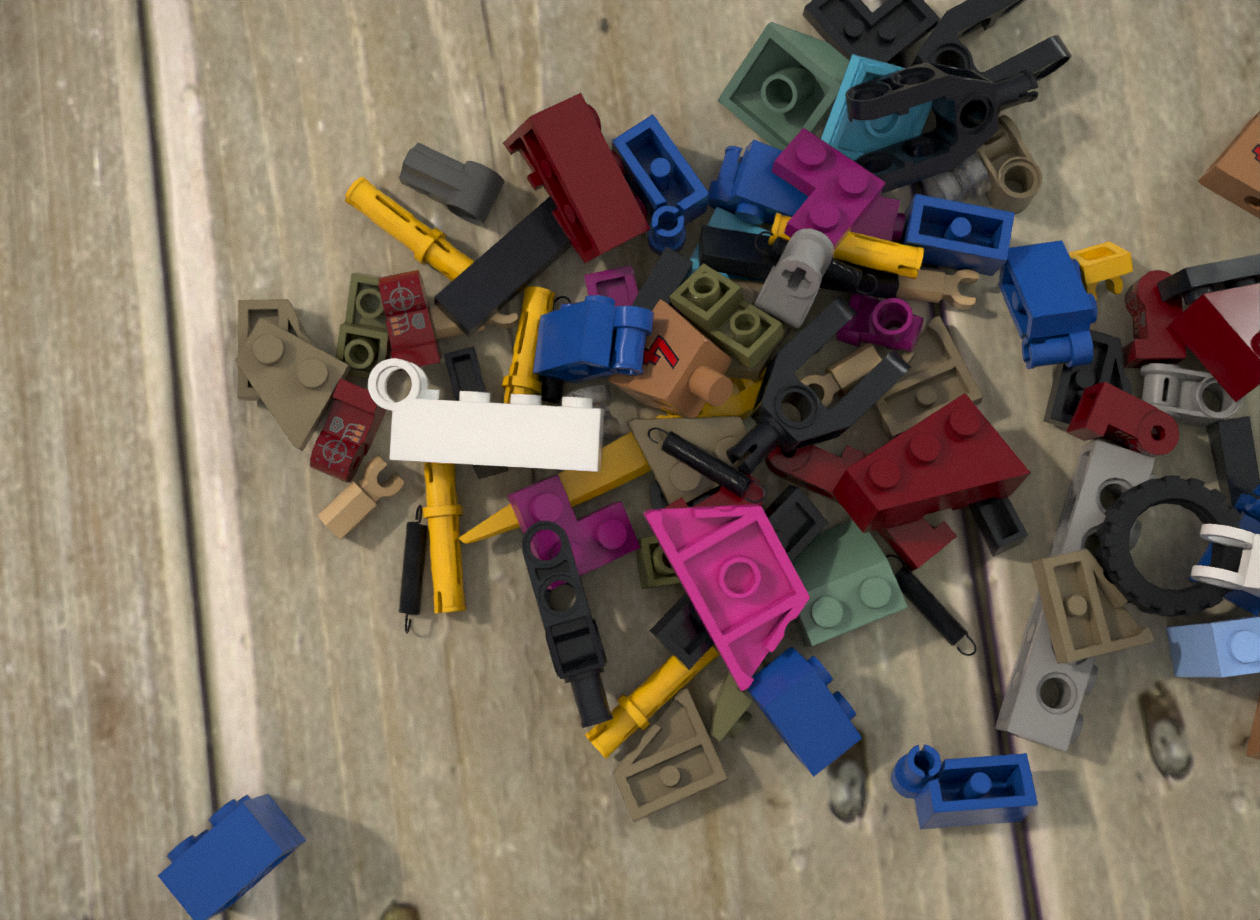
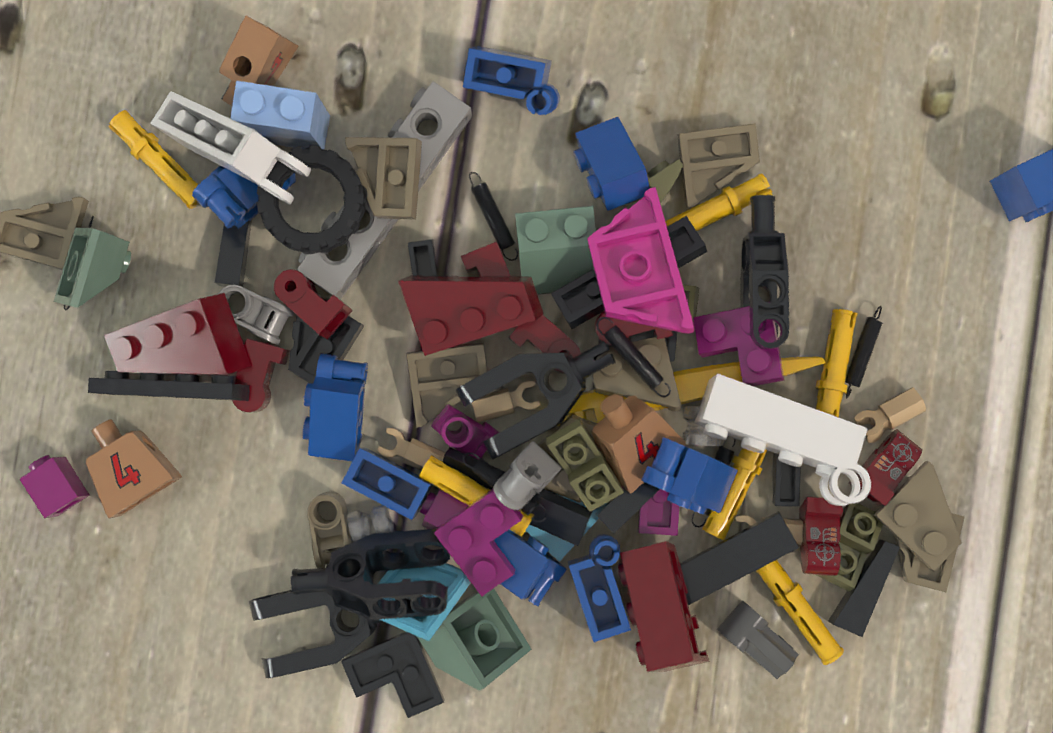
camera: 160 degrees left, 5 degrees up
(341, 256) = (858, 604): none -> black piece
(1102, 263) = (283, 430): yellow tile -> none

